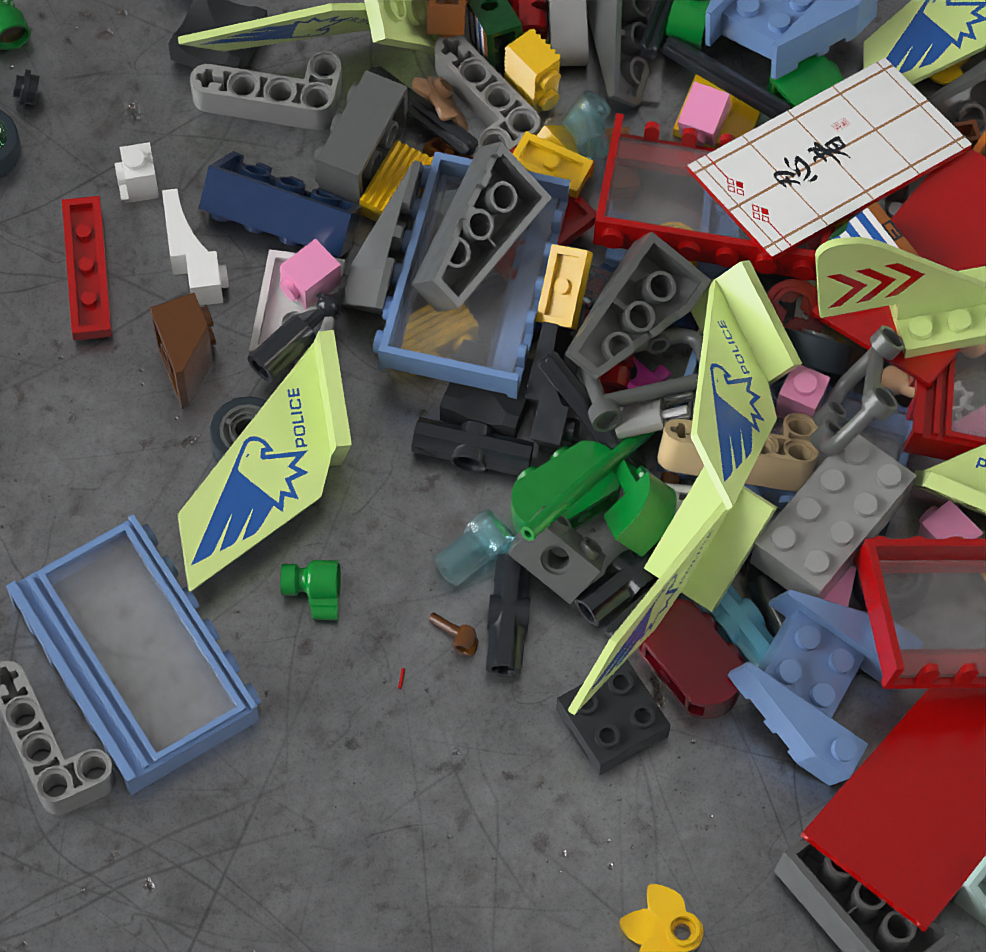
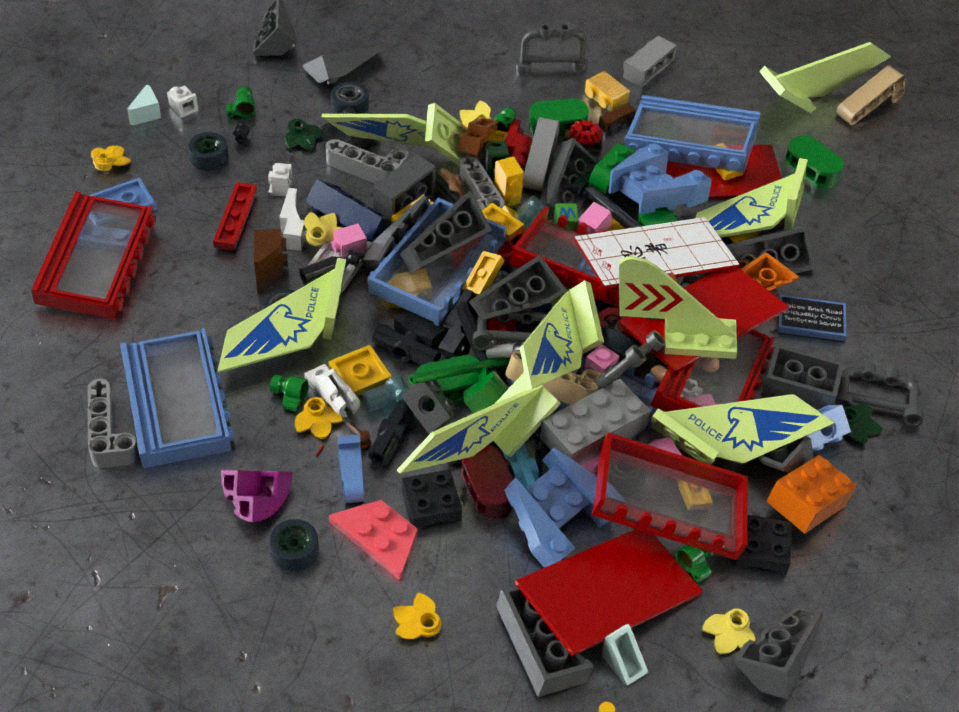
camera: 15 degrees right, 15 degrees down
(138, 66) = (303, 136): none -> dark green plate
(251, 253) = (321, 227): none -> light yellow plate
(335, 788) = (256, 493): none -> magenta brick
(382, 627) = (317, 418): none -> yellow plate
(383, 566) = (332, 389): none -> white plate
(414, 516) = (361, 369): none -> yellow plate
(434, 840) = (294, 532): none -> wheel
(468, 701) = (351, 468): none -> medium blue leg
(551, 799) = (379, 533): none -> coral wing
(650, 106) = (570, 211): none -> bright green brick

